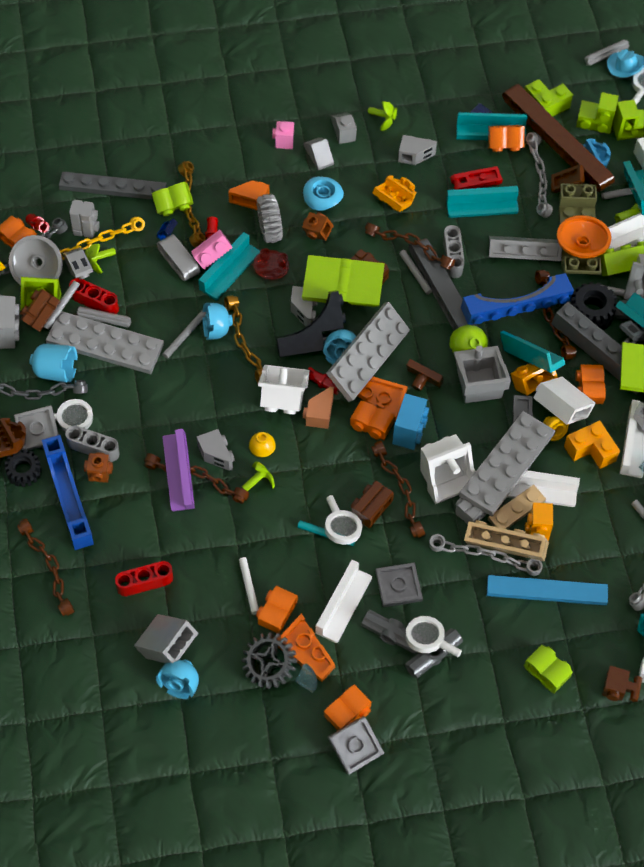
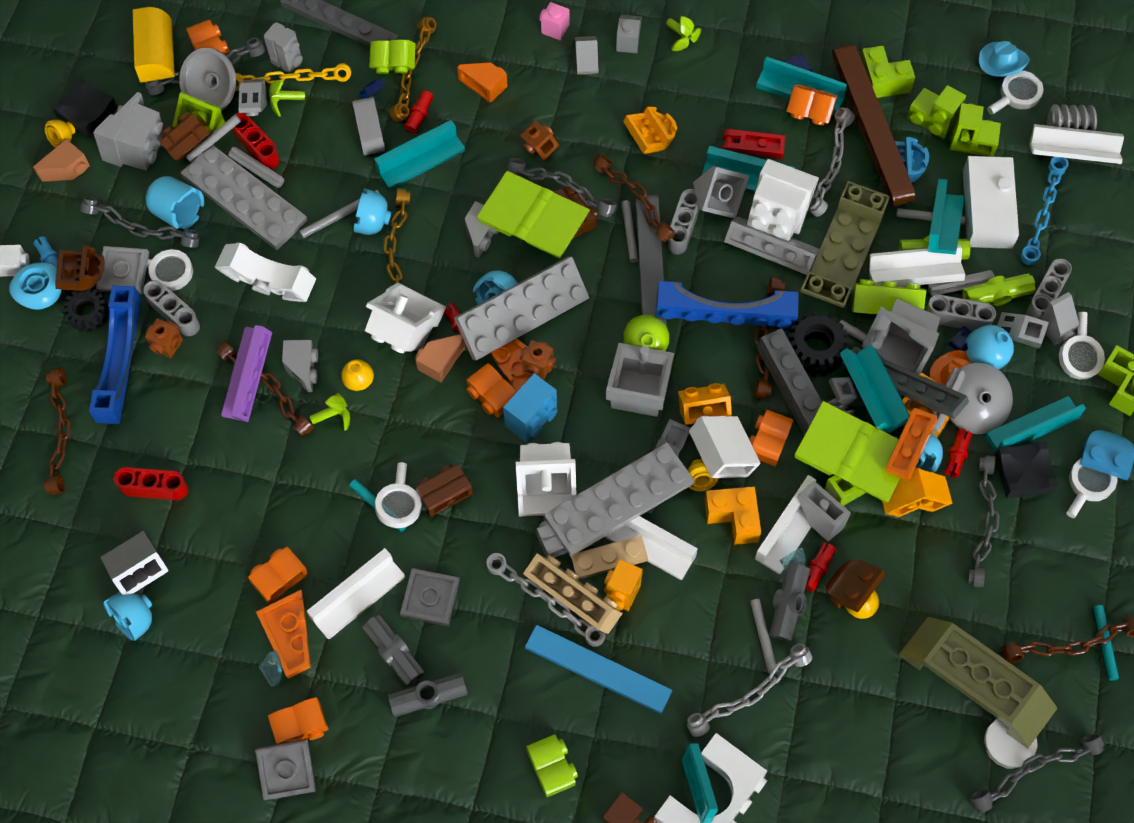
camera: 25 degrees right, 5 degrees up
(36, 223) = (233, 36): red pin -> none
(155, 394) = (265, 275): none -> white brick
(211, 249) = (405, 128): bright pink brick -> none
(248, 585) = (263, 533): white bar -> none
(266, 667) = (250, 629): dark grey gear -> none
(269, 218) = (487, 113): light grey gear -> none
(271, 264) = (468, 167): clear red dish -> none
(311, 337) = (467, 269): black arch -> none
(322, 193) = (565, 102): medium azure hat -> none
(394, 257) = (605, 206): none -> dark grey piece
(398, 384) = (537, 359): none -> dark orange brick
(415, 150) = (698, 86): light grey slope -> none
(416, 528) = (482, 538): reddish brown piece -> none
(423, 375) = (576, 358): reddish brown tile -> none
(427, 635) = (423, 672): white piece -> none
(472, 219) = (720, 191): none -> light grey slope
(520, 211) = (781, 200): none -> white piece
(531, 353) = (712, 376): teal panel -> none
(572, 175) = (866, 176): reddish brown tile -> none
(584, 236) = (845, 247): orange dish -> none
(606, 52) = (985, 38): light grey axle -> none

